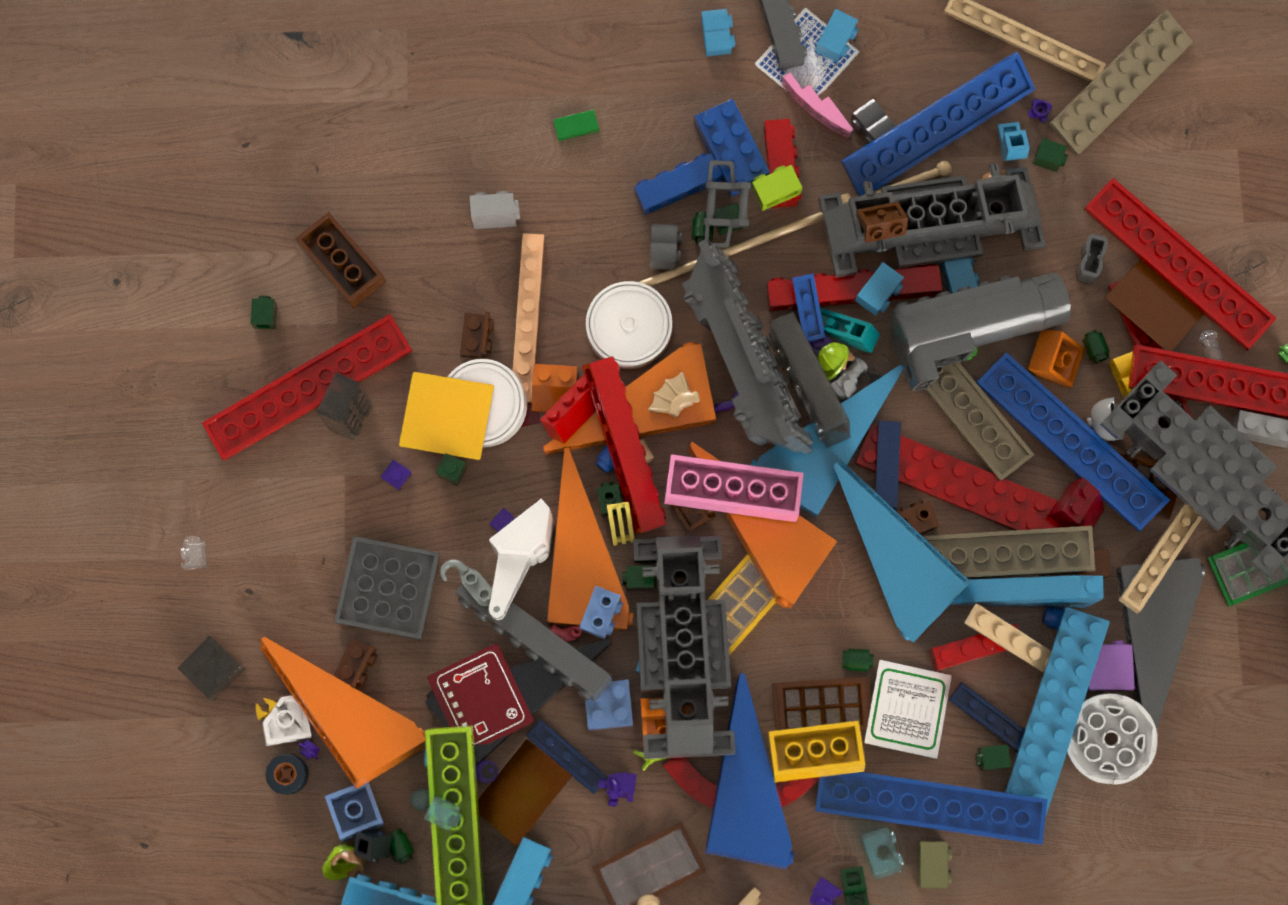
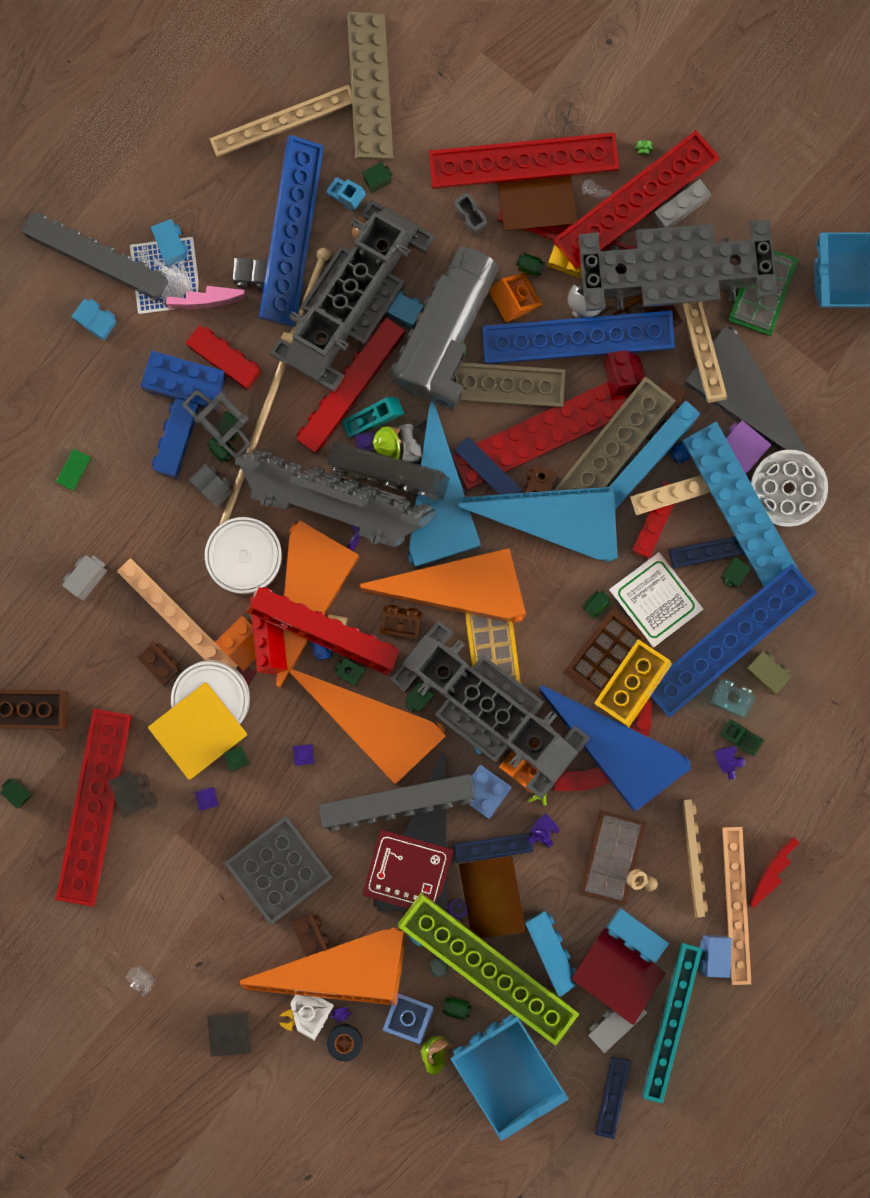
camera: 45 degrees left, 5 degrees up
(372, 845) = (441, 1025): black brick -> none
(443, 813) = (464, 961): clear light blue brick -> none
(518, 547) = (329, 761): white slope -> none
(567, 634) = (413, 778): coral arm -> none
(600, 613) = (420, 743): medium blue brick -> none
(623, 538) = (382, 685): light yellow tile -> none
(674, 397) = (319, 569): tan arm -> none
(734, 488) = (416, 584): bright pink brick -> none
(776, 187) = (238, 376): lime brick -> none
(808, 306) = (338, 427): blue plate -> none
(879, 289) = (368, 370): dark azure piece -> none
(882, 221) = (328, 329): reddish brown bracket -> none
(1040, 104) = (342, 149): dark purple plate -> none

